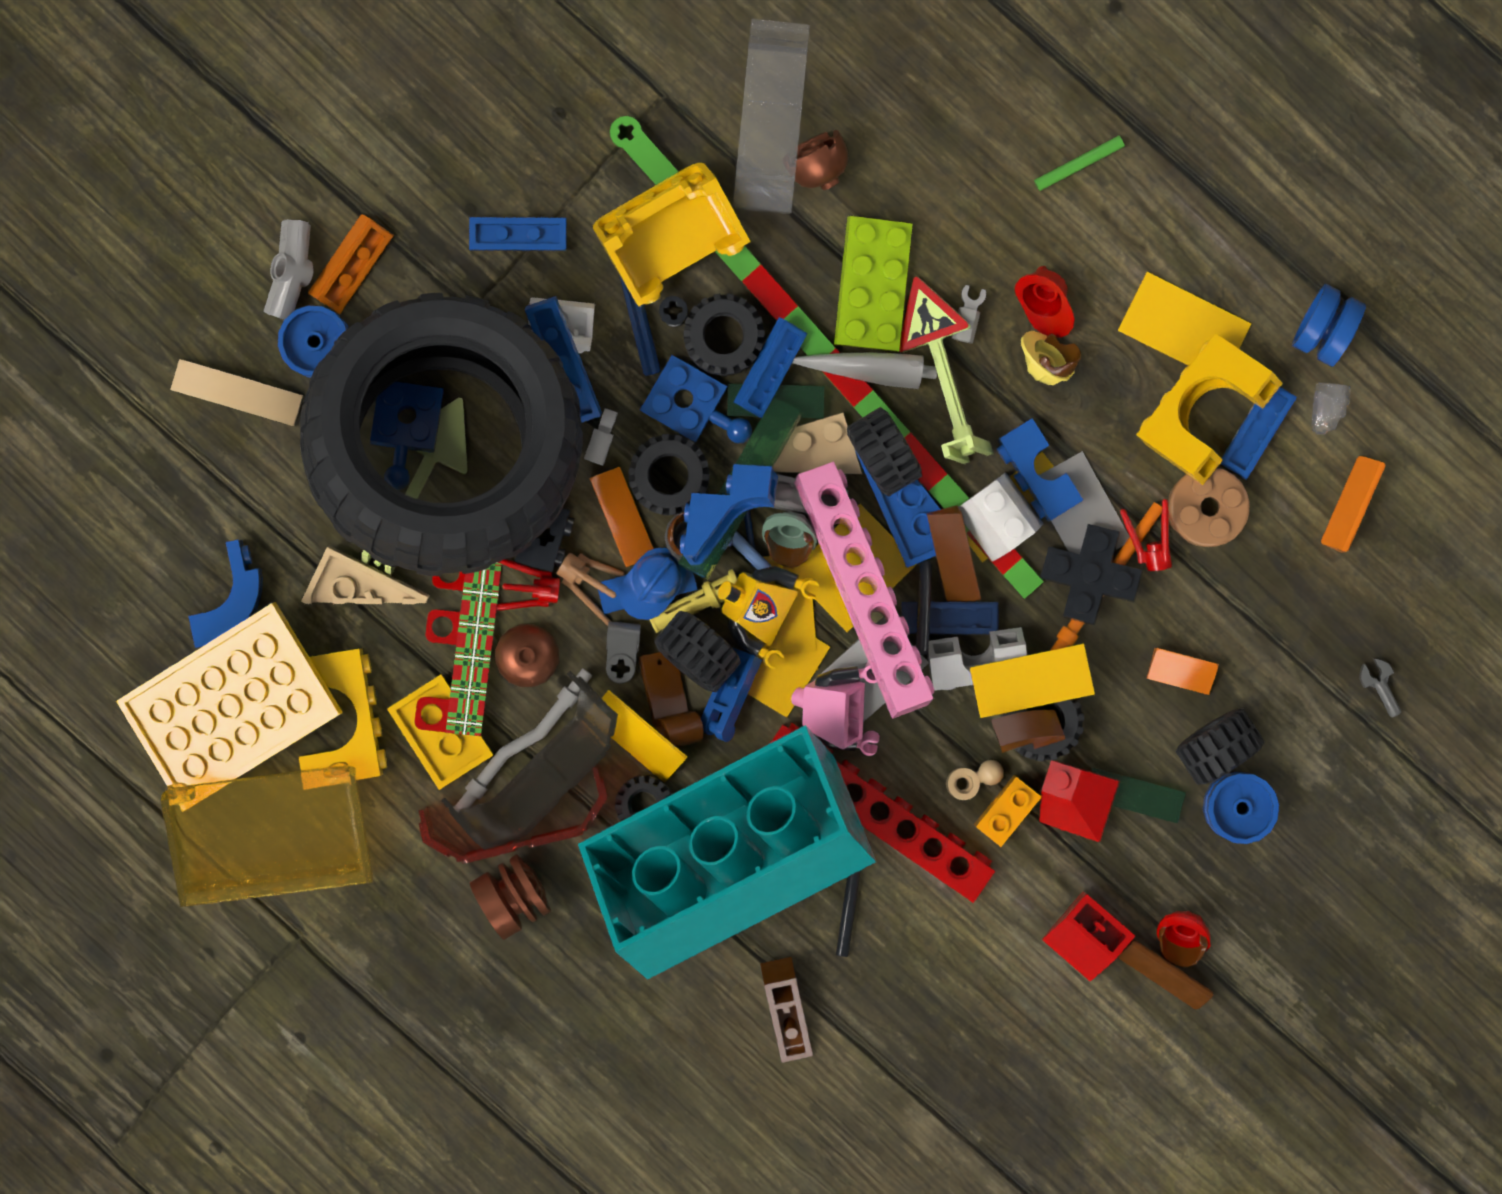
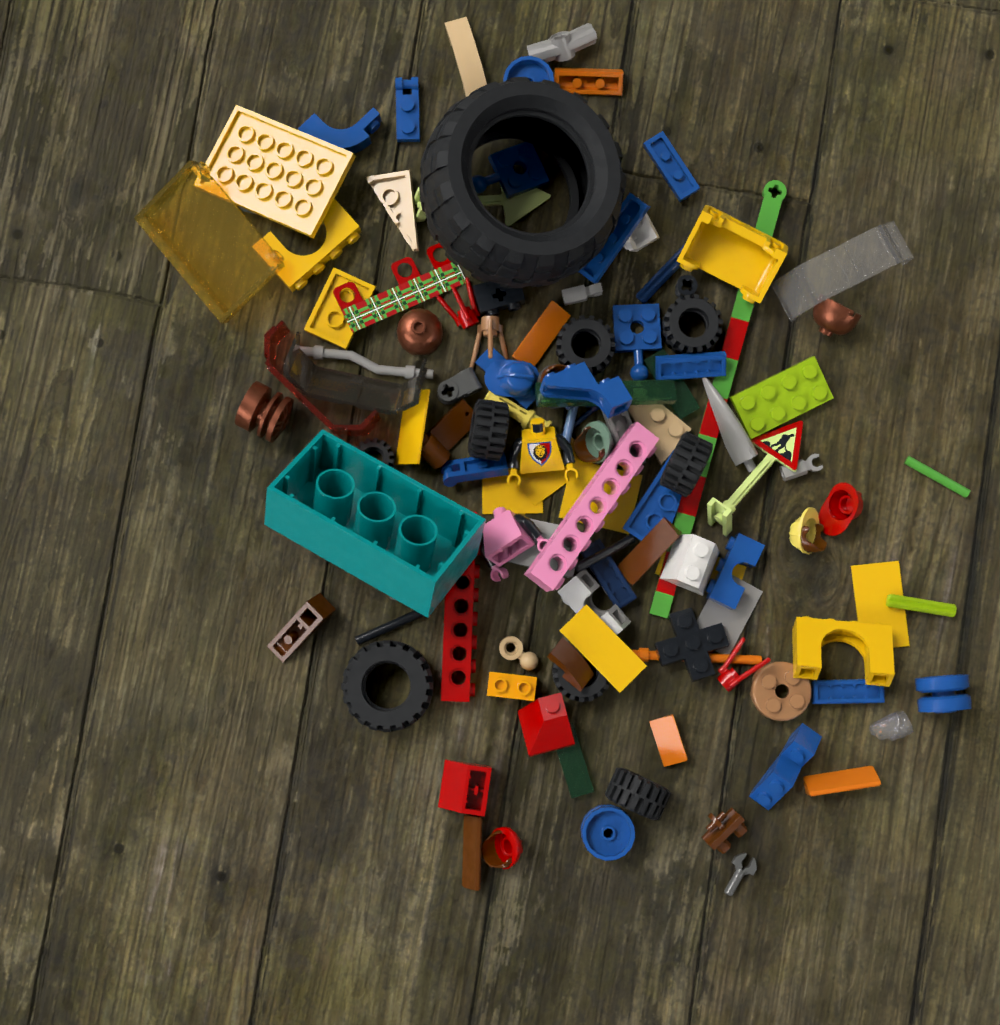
camera: 60 degrees right, 5 degrees down
(250, 501) = (407, 110): none -> blue plate
(917, 996) = (355, 686): none -> black tyre
(1214, 281) = (921, 605): none -> lime axle
(1297, 556) = (785, 769): none -> blue arch
(1318, 673) = (722, 828): none -> reddish brown hips

